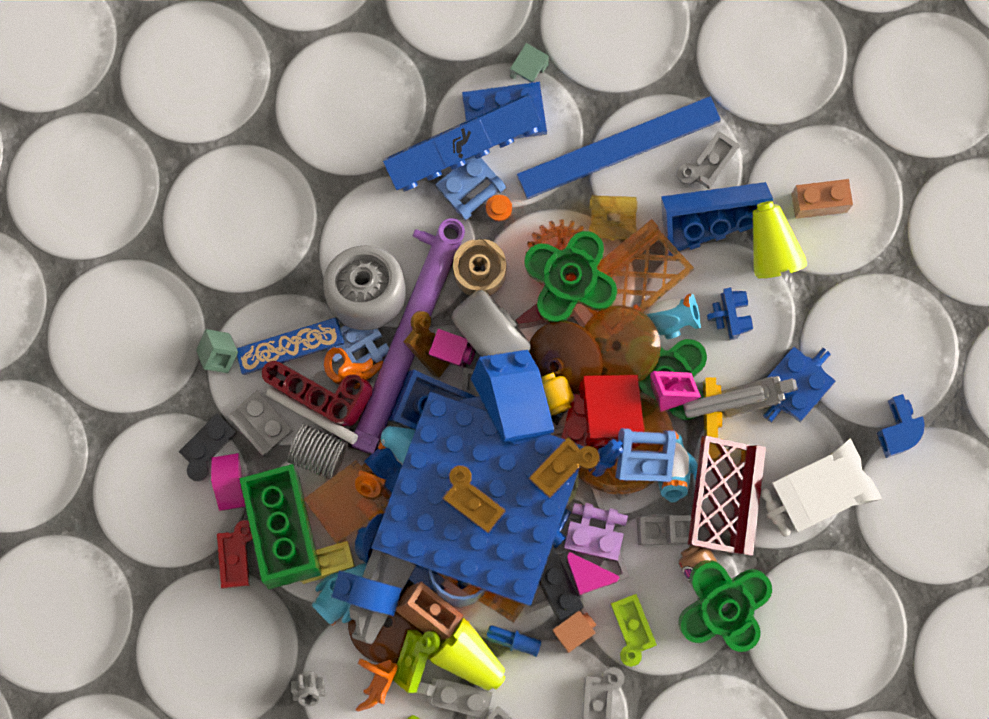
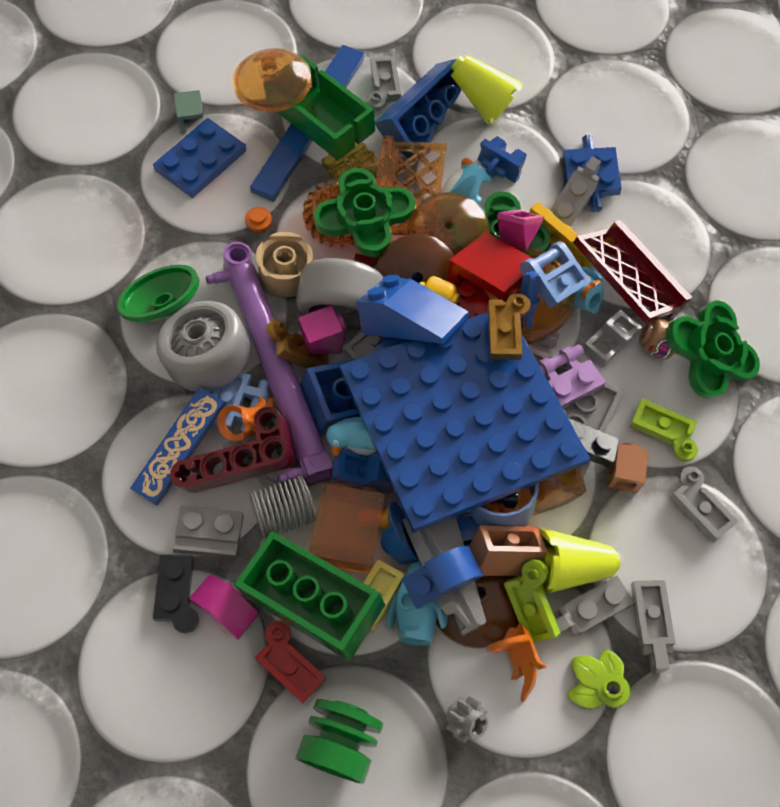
camera: 50 degrees left, 15 degrees down
(216, 351) = (114, 503): sand green panel -> none
(220, 630) = (339, 740): none -> green wheel
(312, 415) = (250, 482): white bar -> none
(369, 484) = (355, 490): orange plate -> none
(370, 216) = (158, 294): none -> green dish
(461, 142) = (185, 189): blue brick -> none
(465, 180) = (213, 218): medium blue plate -> none
(471, 501) = (462, 412): pearl gold hinge -> none
(514, 640) = (591, 517): blue axle -> none
(588, 575) = (596, 409): dark pink slope -> none
(602, 117) = (272, 80): none -> clear orange dish
(624, 152) = (331, 115): none -> green piece
(724, 401) = (562, 209): light grey axle -> none
(821, 490) = (685, 220): white piece -> none
(822, 198) = (487, 43): nougat brick -> none
(905, 433) = (691, 141): blue brick -> none

